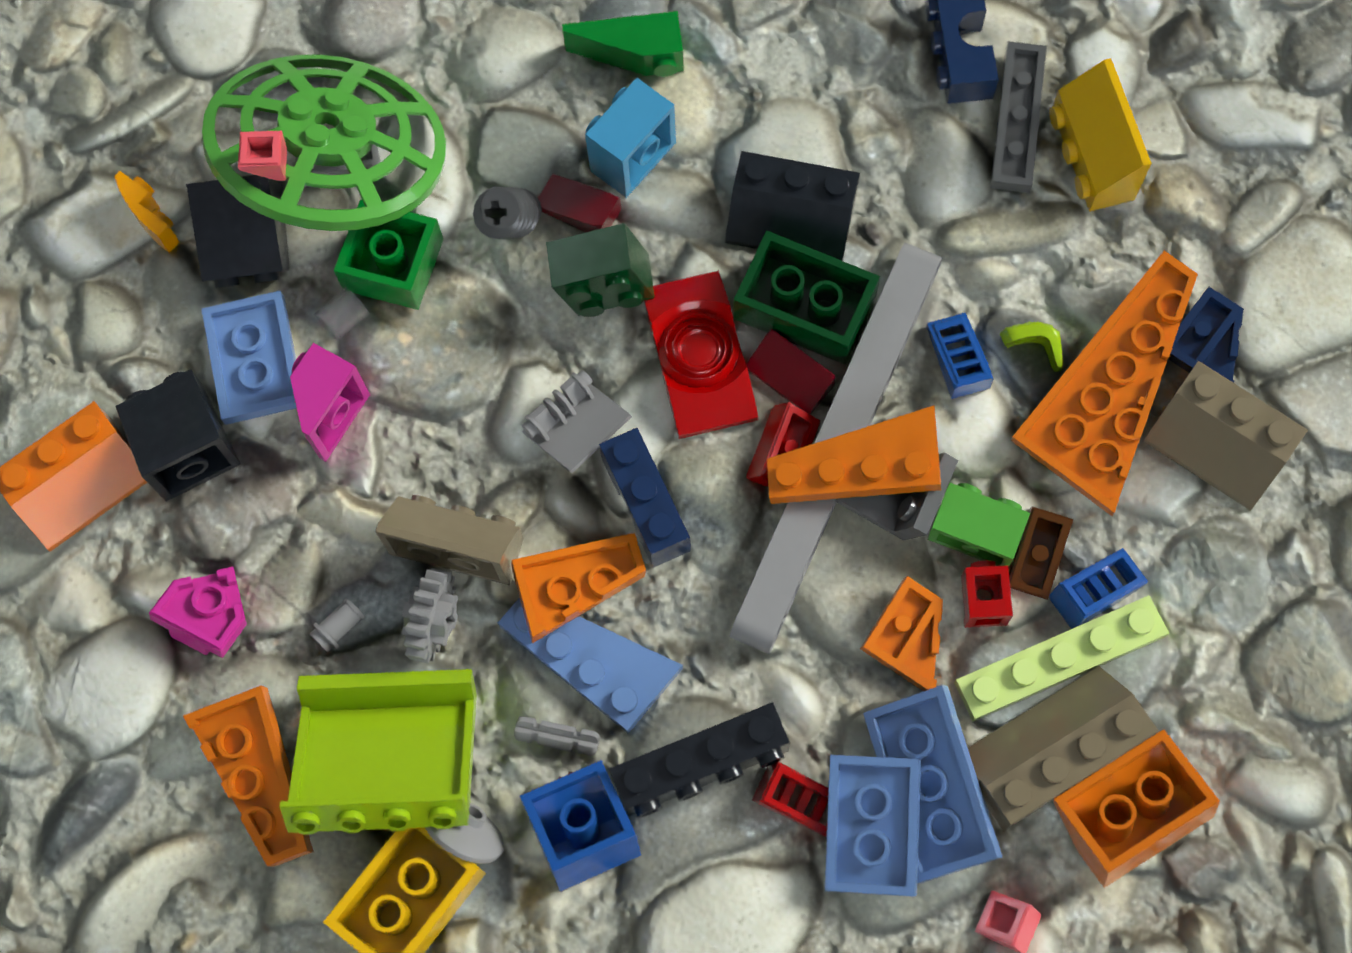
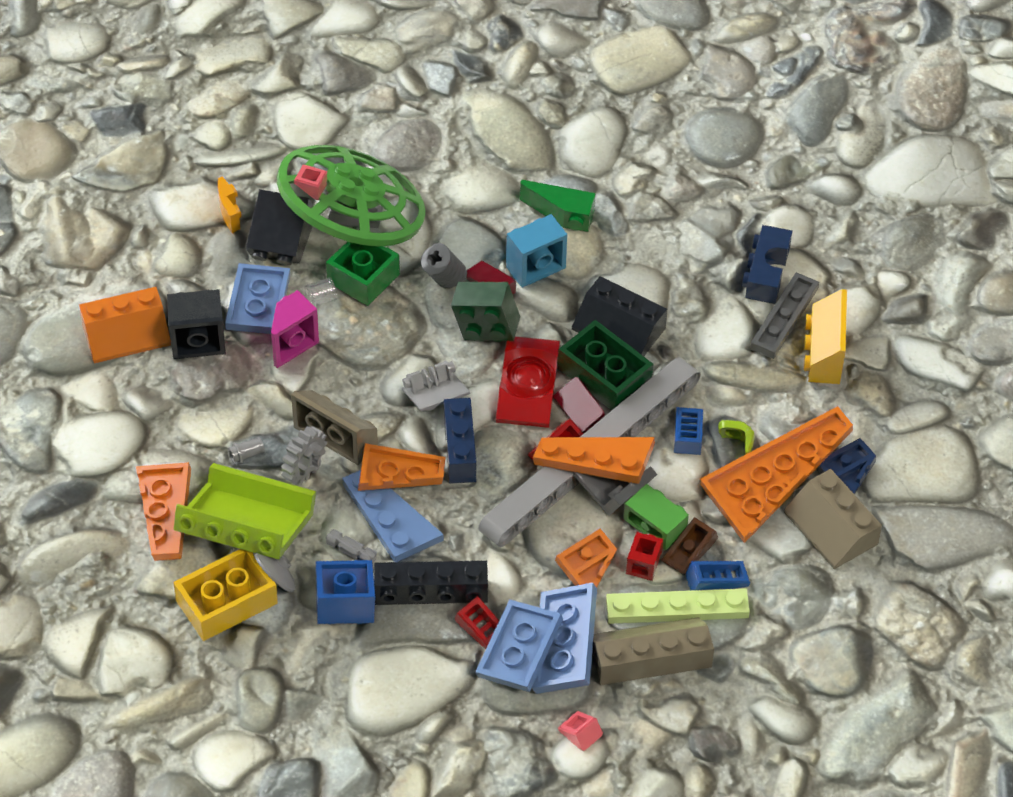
camera: 15 degrees right, 20 degrees down
(202, 611) = (169, 418): dark pink plate -> none
(1135, 807) = (683, 689): orange slope -> none

